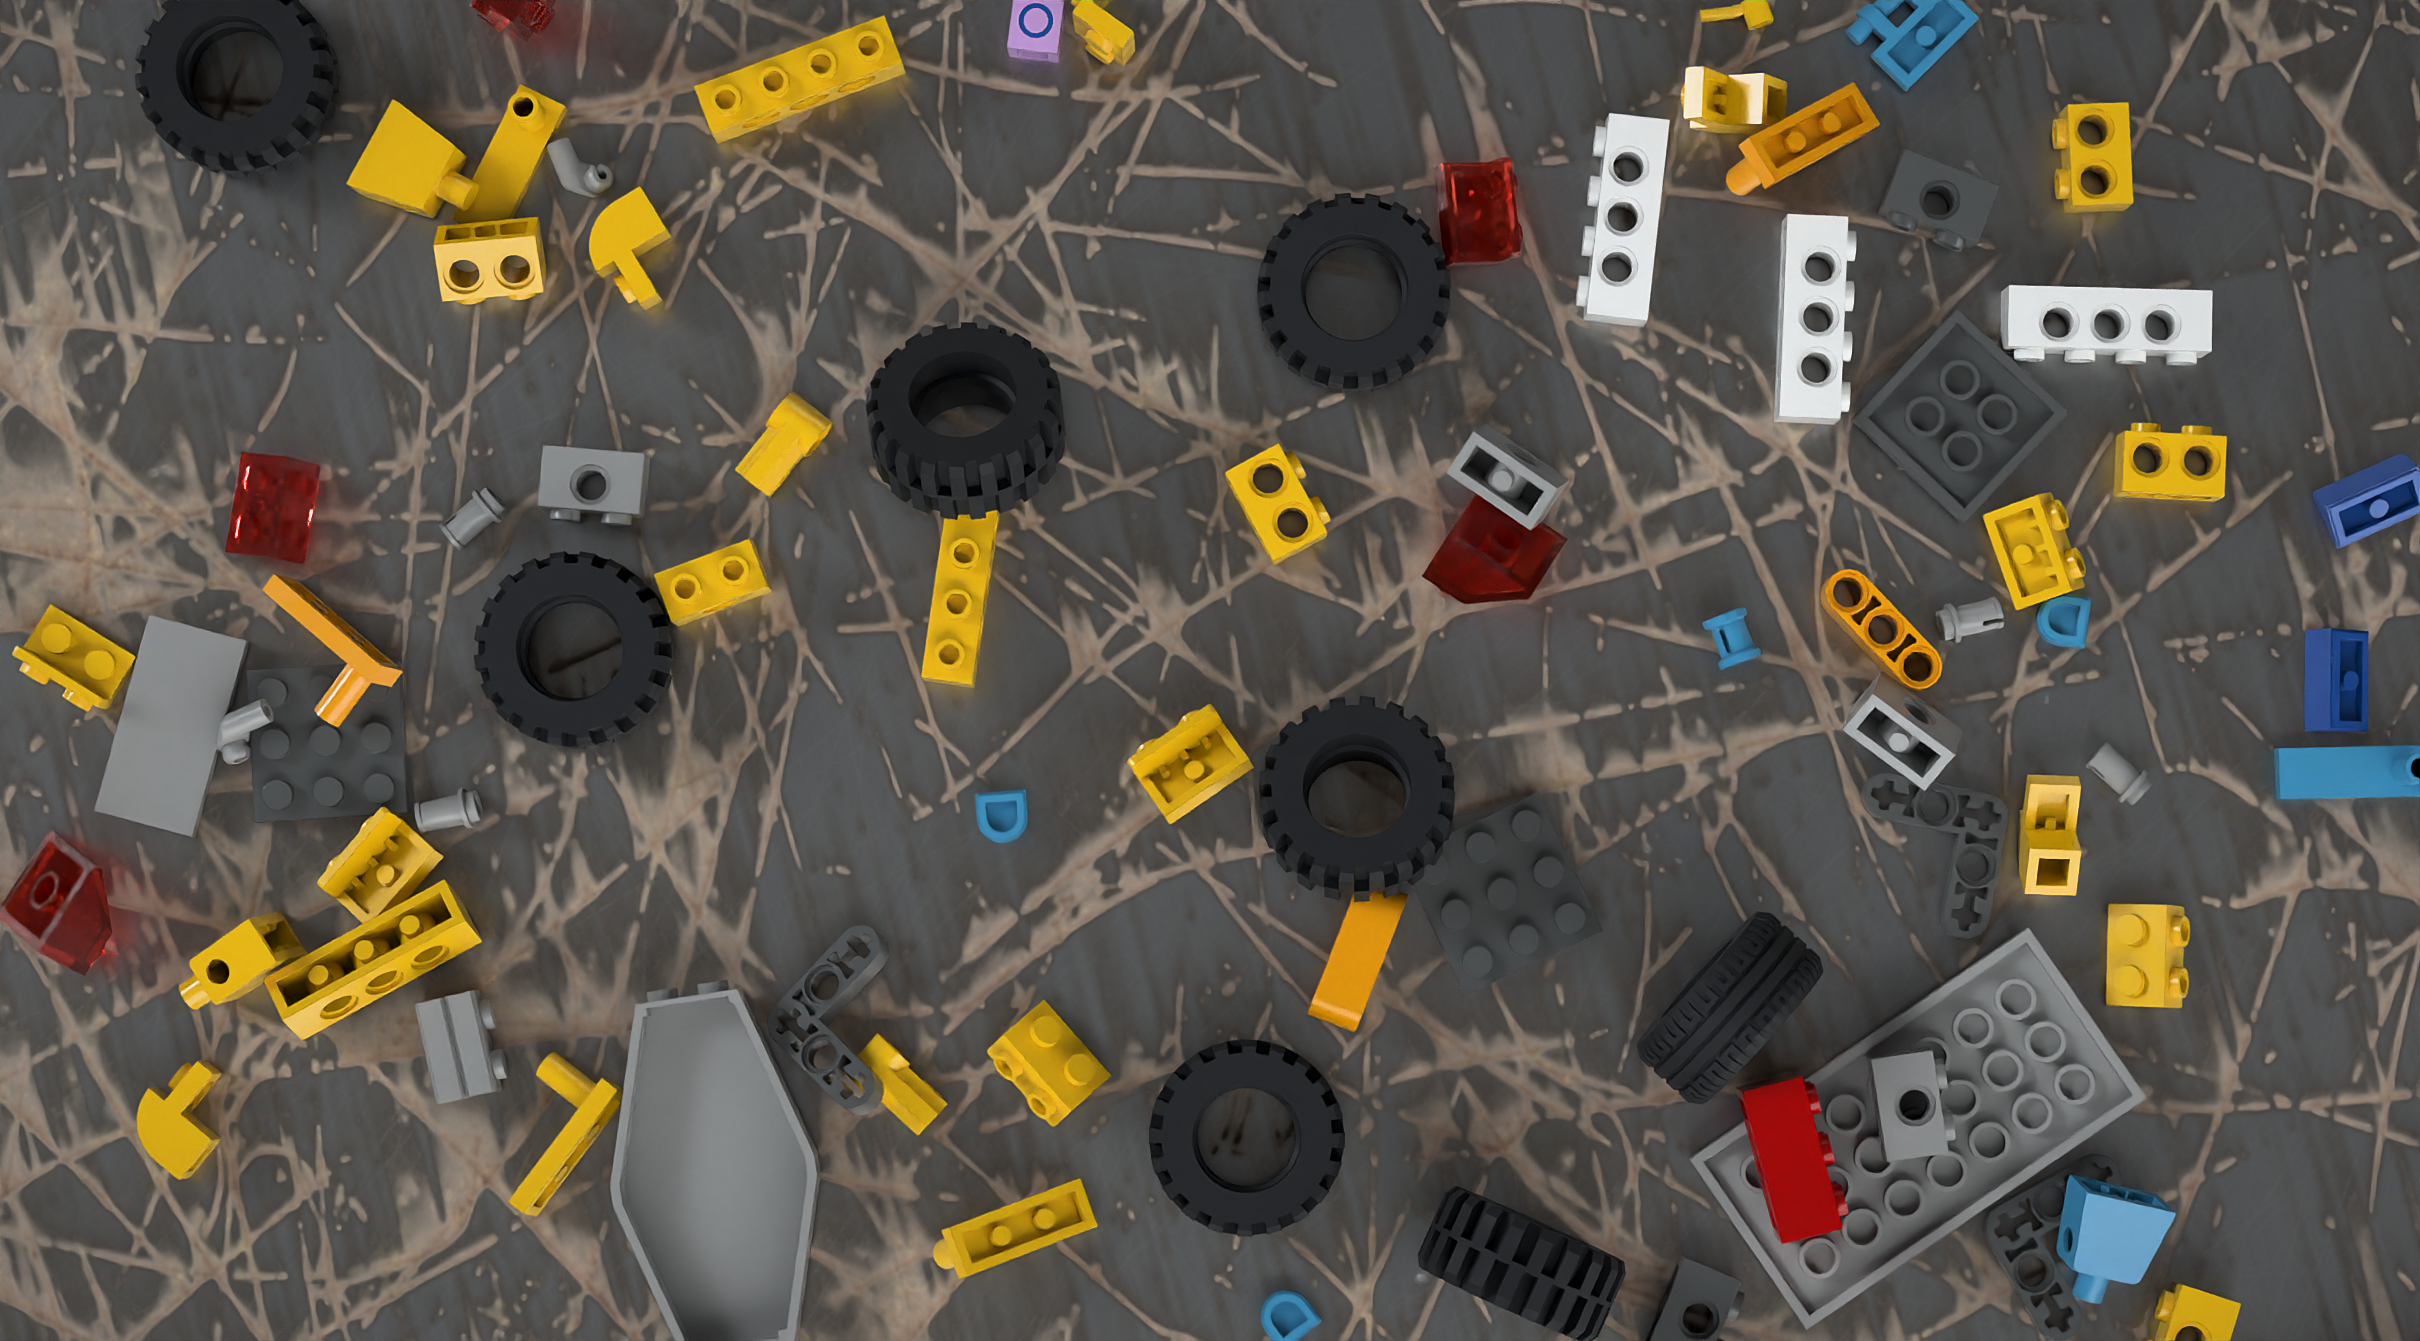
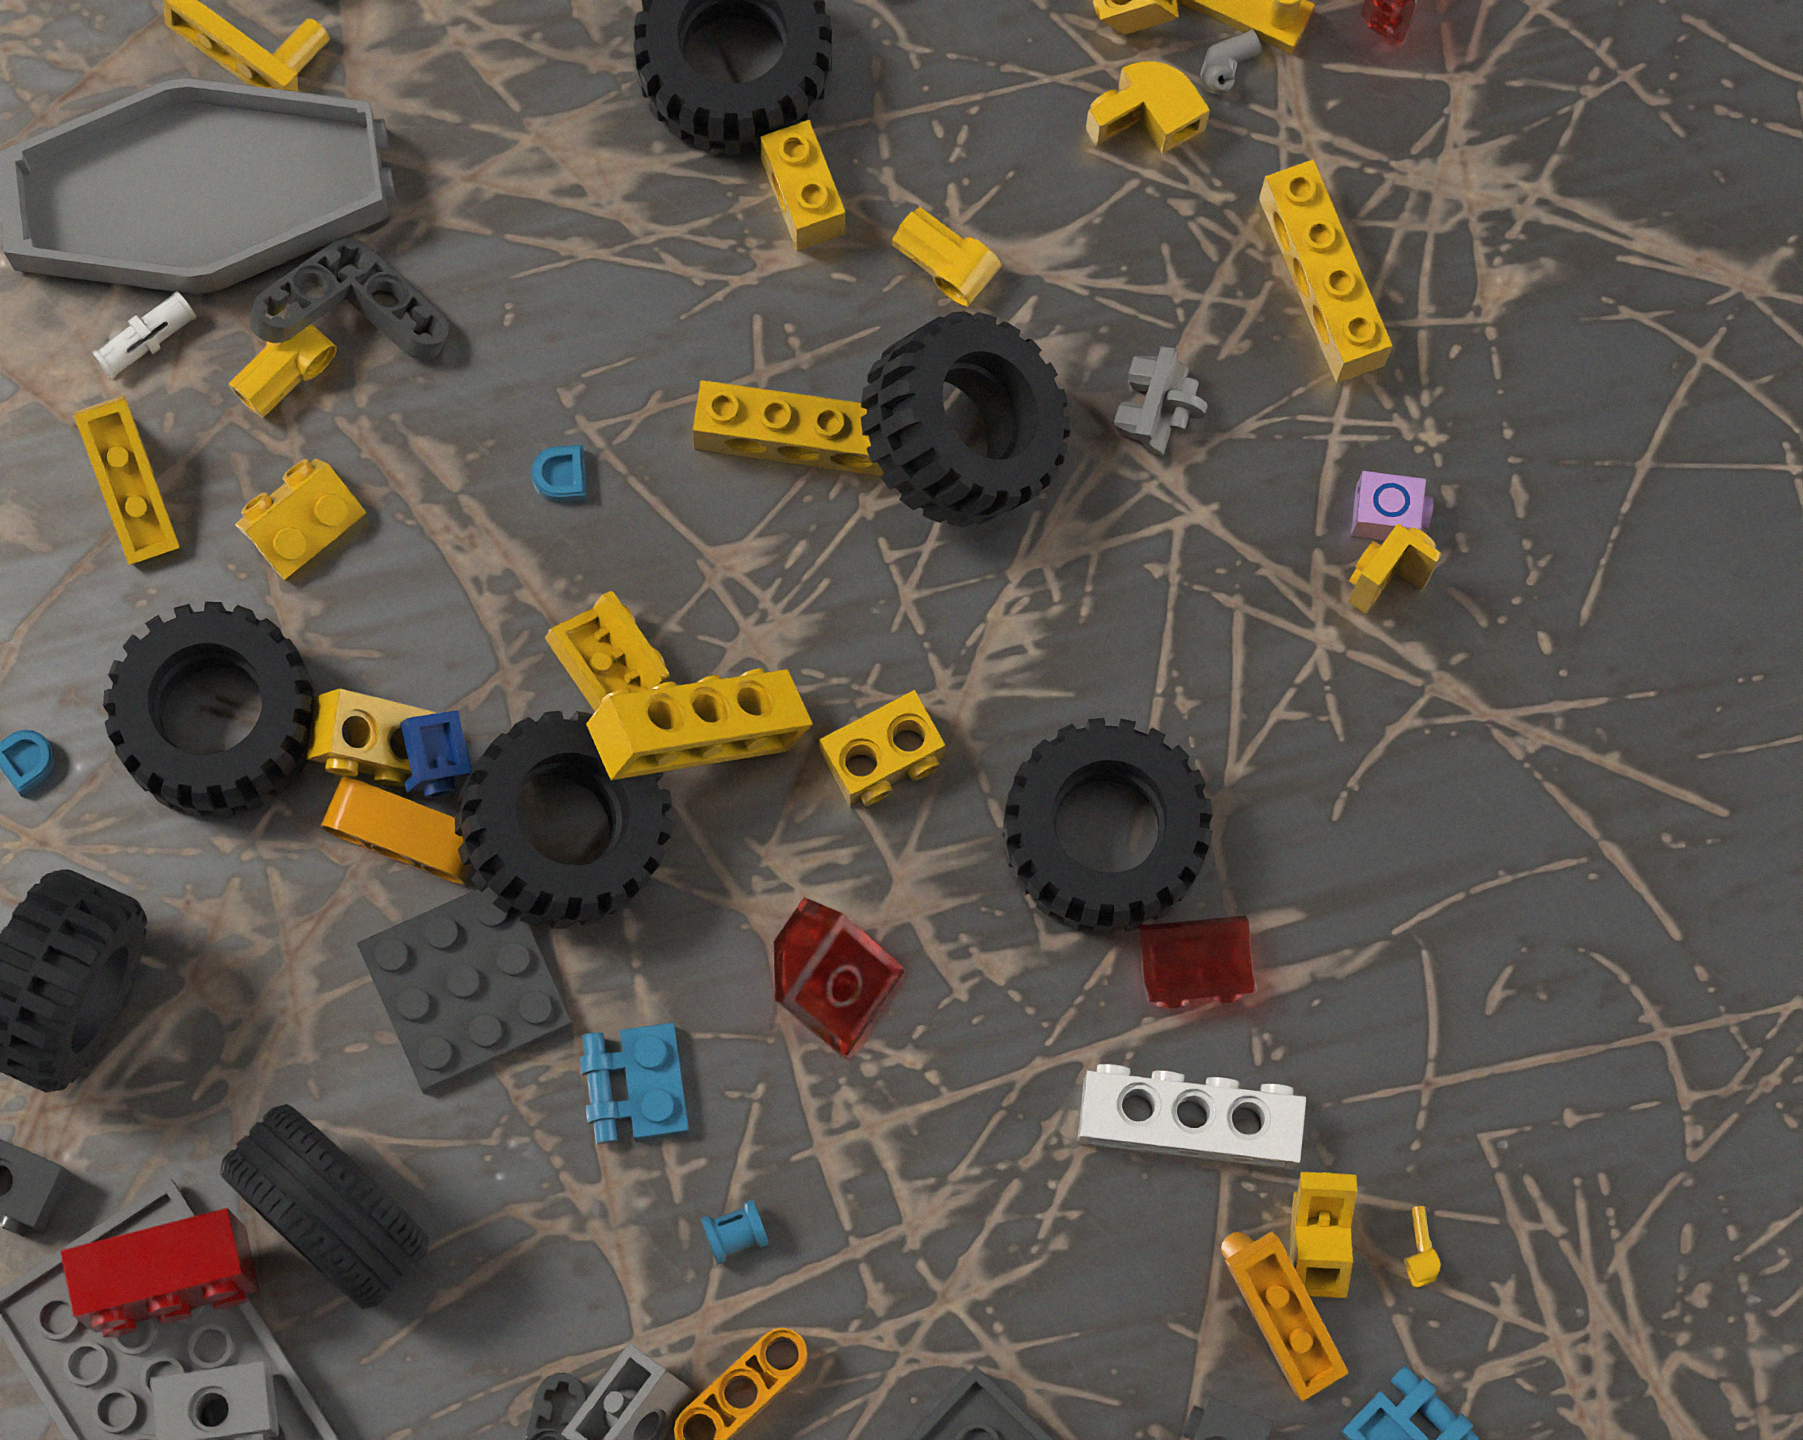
camera: 85 degrees right, 10 degrees down
(566, 469) = (911, 43): light grey brick -> none
(864, 1221) = (144, 334): none -> white pin
(908, 235) = (1167, 404): none -> light grey hips
(1266, 672) = (698, 723): none -> yellow brick
(1275, 984) = (370, 726): none -> yellow brick
(1291, 921) = (435, 753): none -> blue bracket
(1507, 476) = (910, 987): light grey brick -> none
(1592, 717) = (652, 1081): none -> dark azure plate
(1795, 396) = (1170, 1310): white brick -> none

